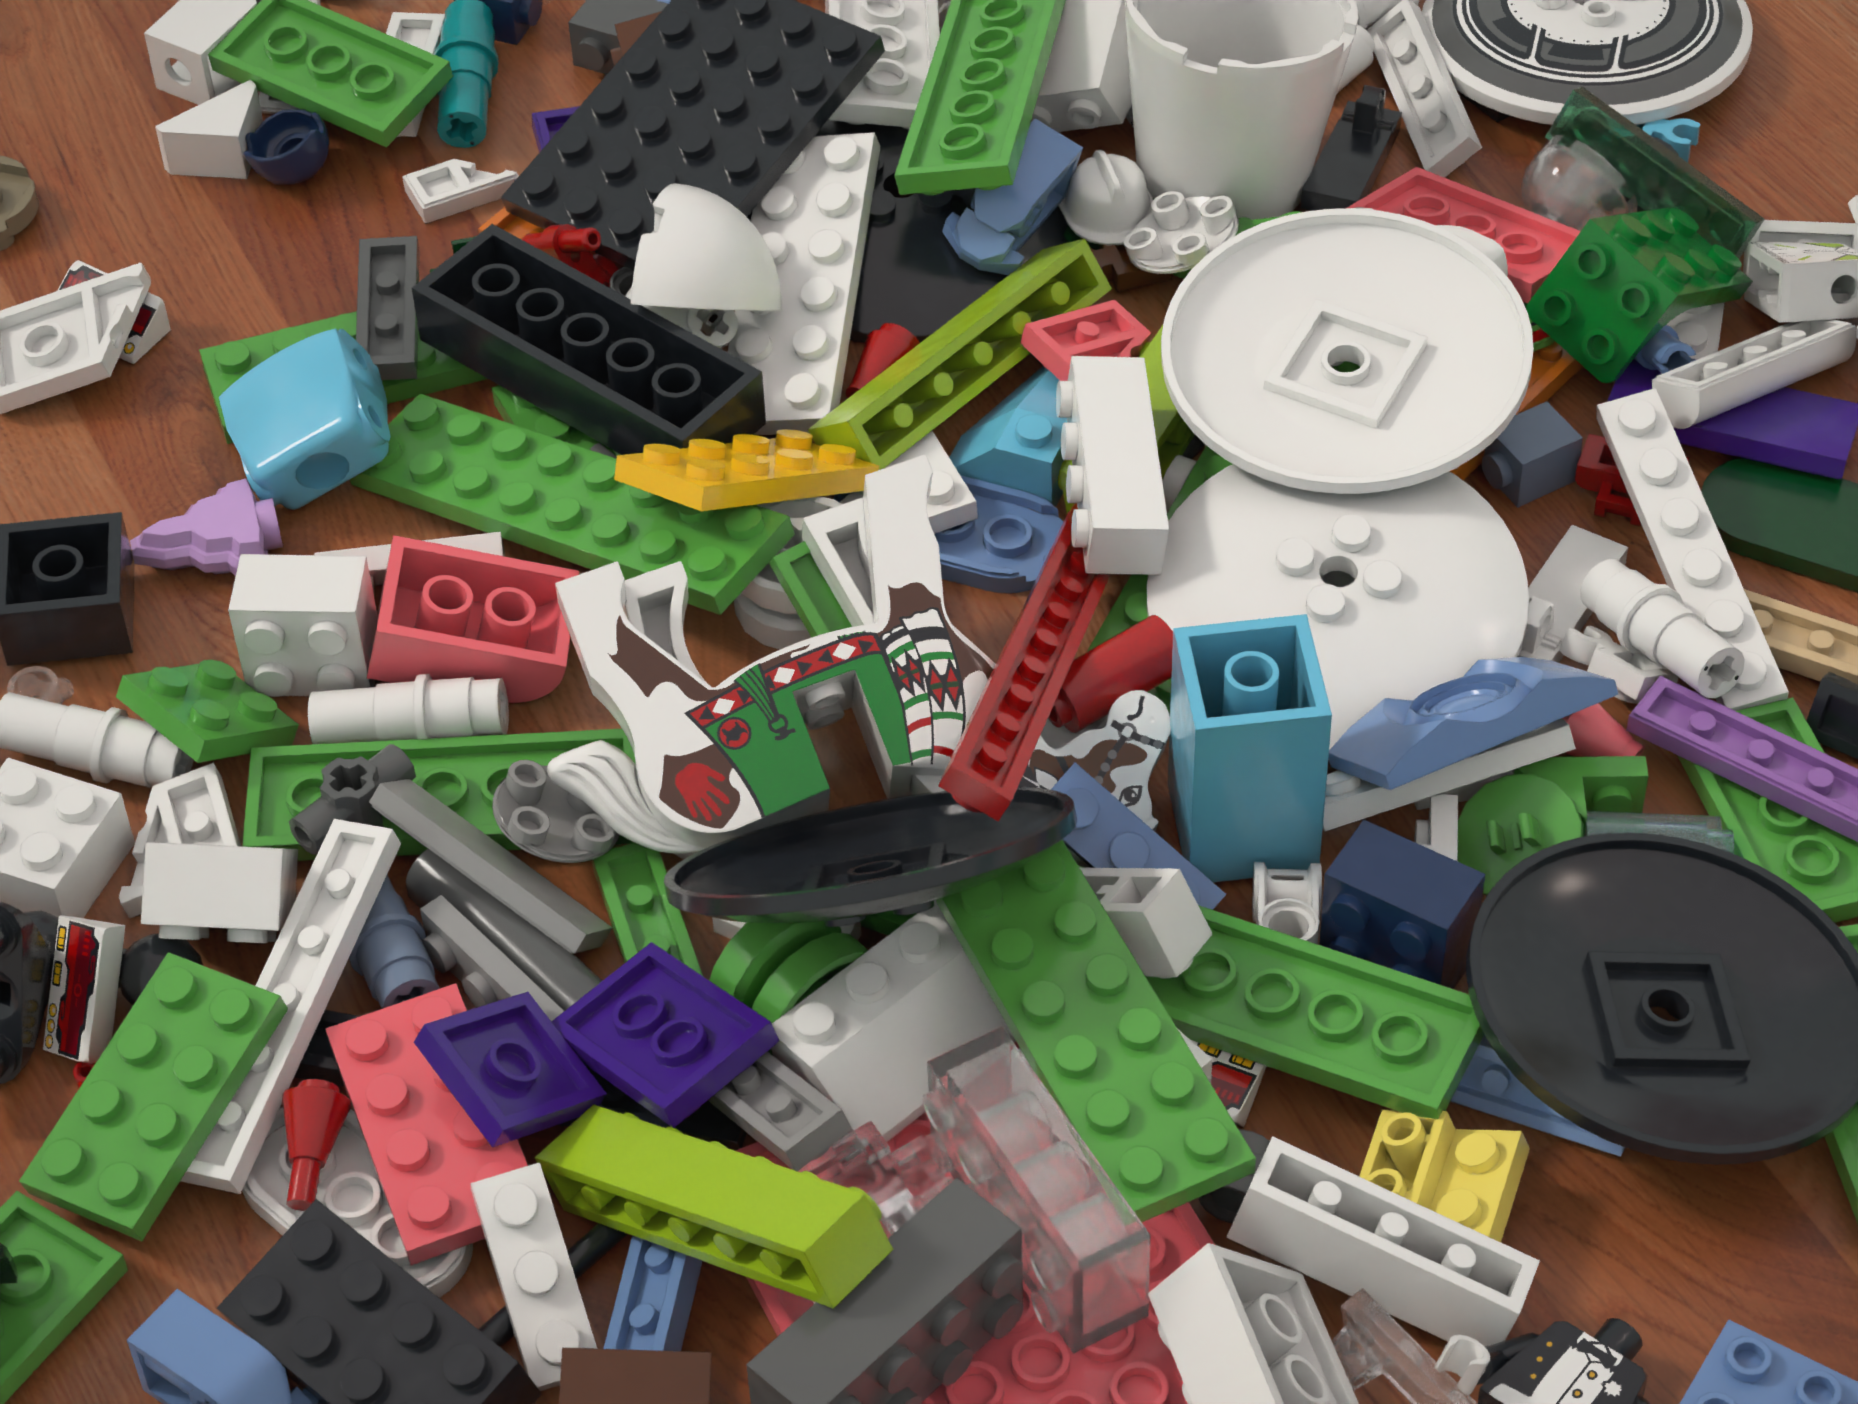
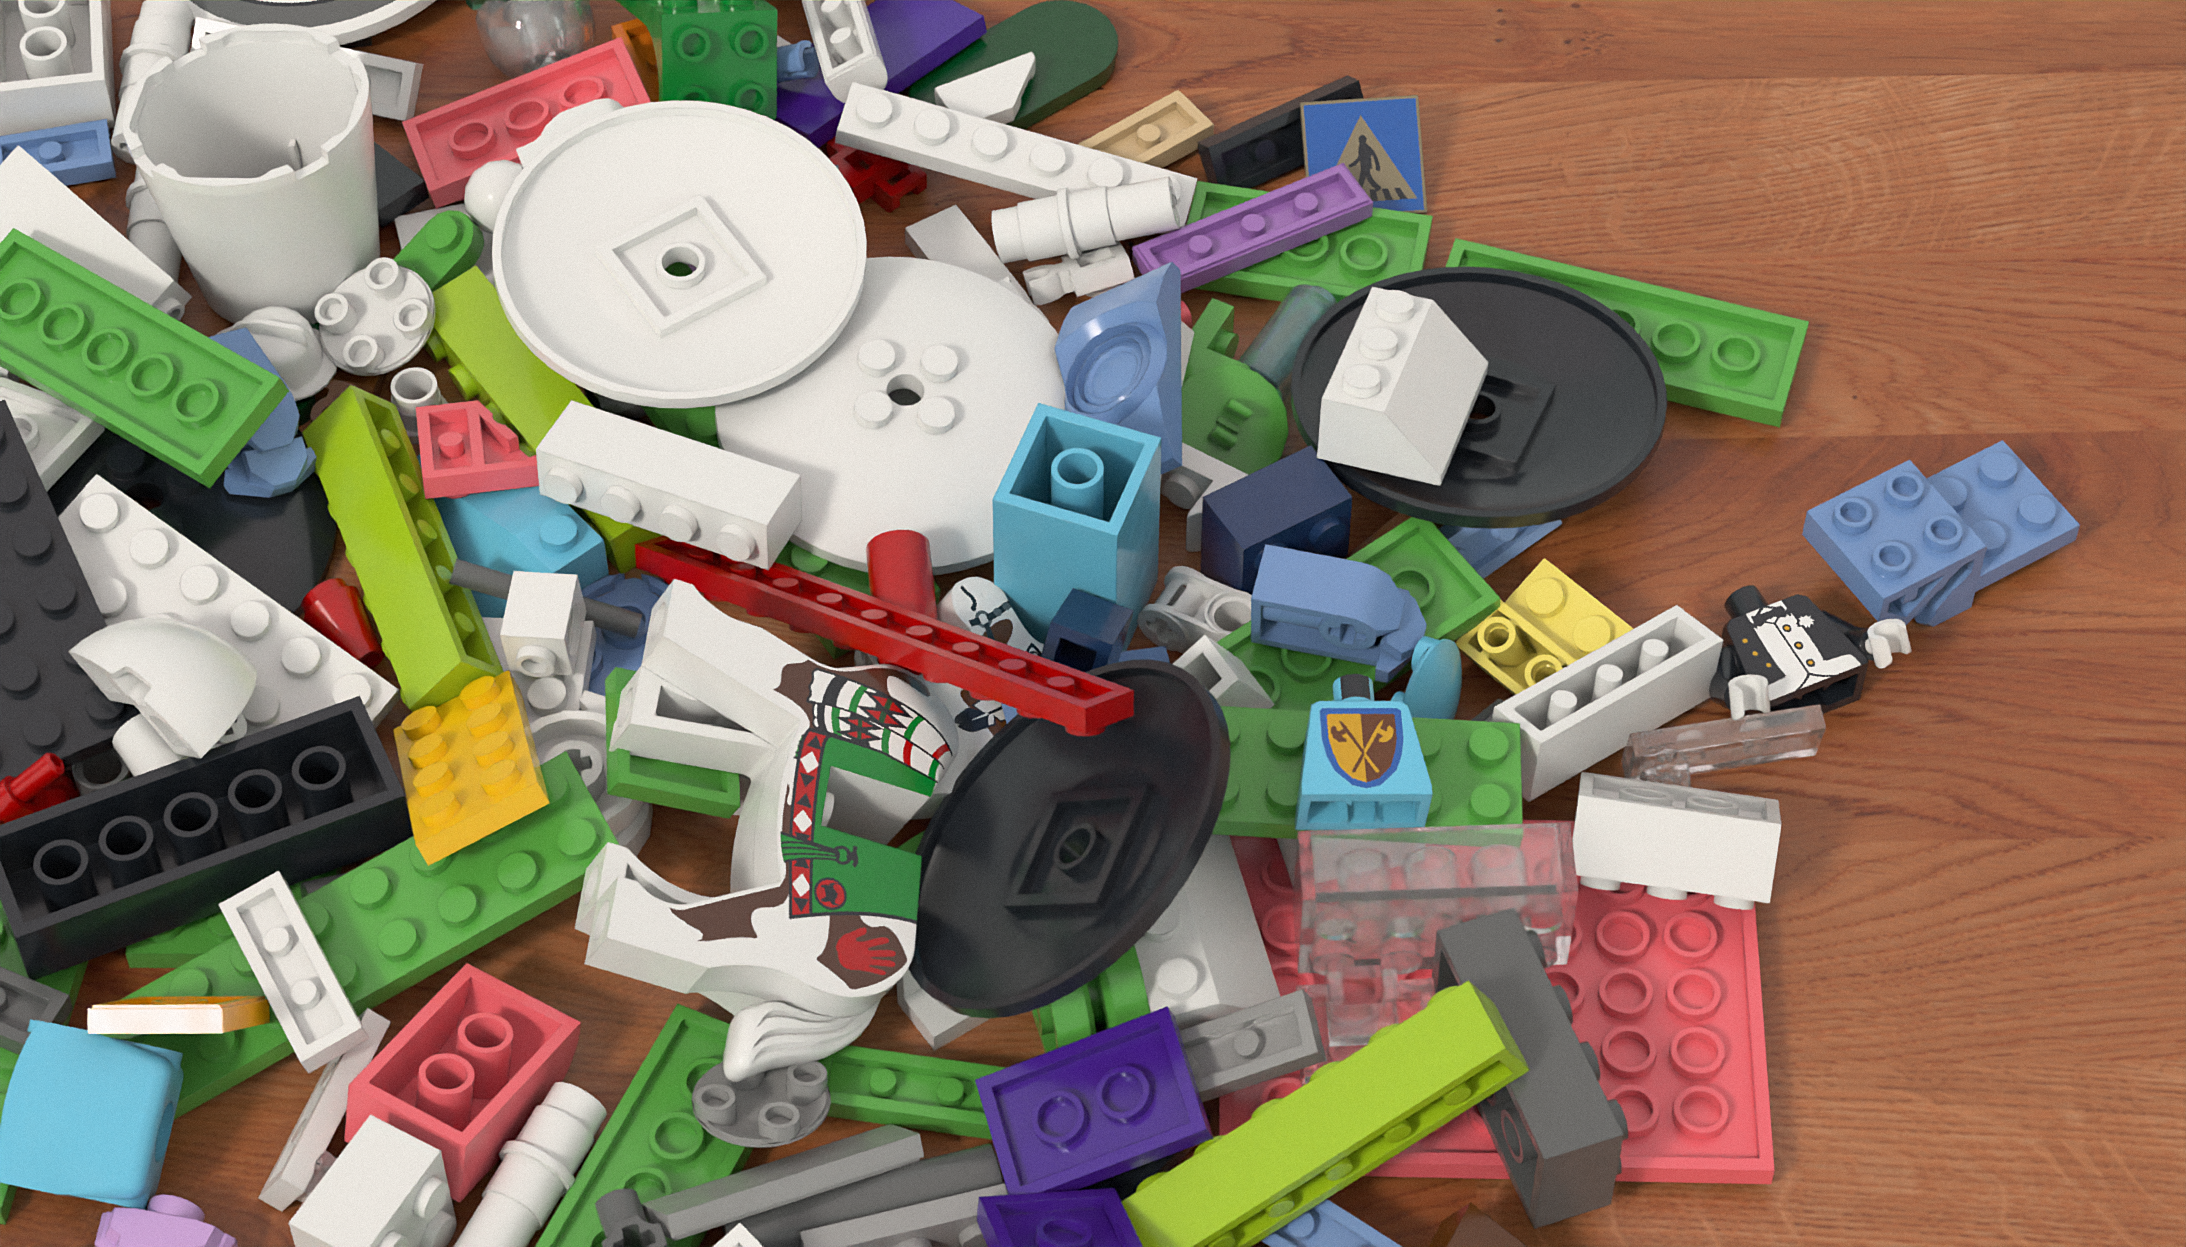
camera: 65 degrees left, 5 degrees up
(401, 411) = (178, 1015): none -> tile
(489, 462) = (293, 972): none -> white plate
(941, 439) = (543, 623): none -> white brick
(973, 460) = (498, 585): none -> dark grey bar
(1088, 1026) = (1361, 763): none -> medium azure torso
(1132, 801) = (1087, 632): none -> dark blue brick
(1139, 297) = (414, 389): none -> white piece
(1298, 1103) = (1435, 680): none -> medium azure dish
(1310, 976) = (1334, 610): none -> medium blue piece
(1596, 907) = (1400, 390): none -> white slope
(1764, 509) = (990, 92): none -> white tile

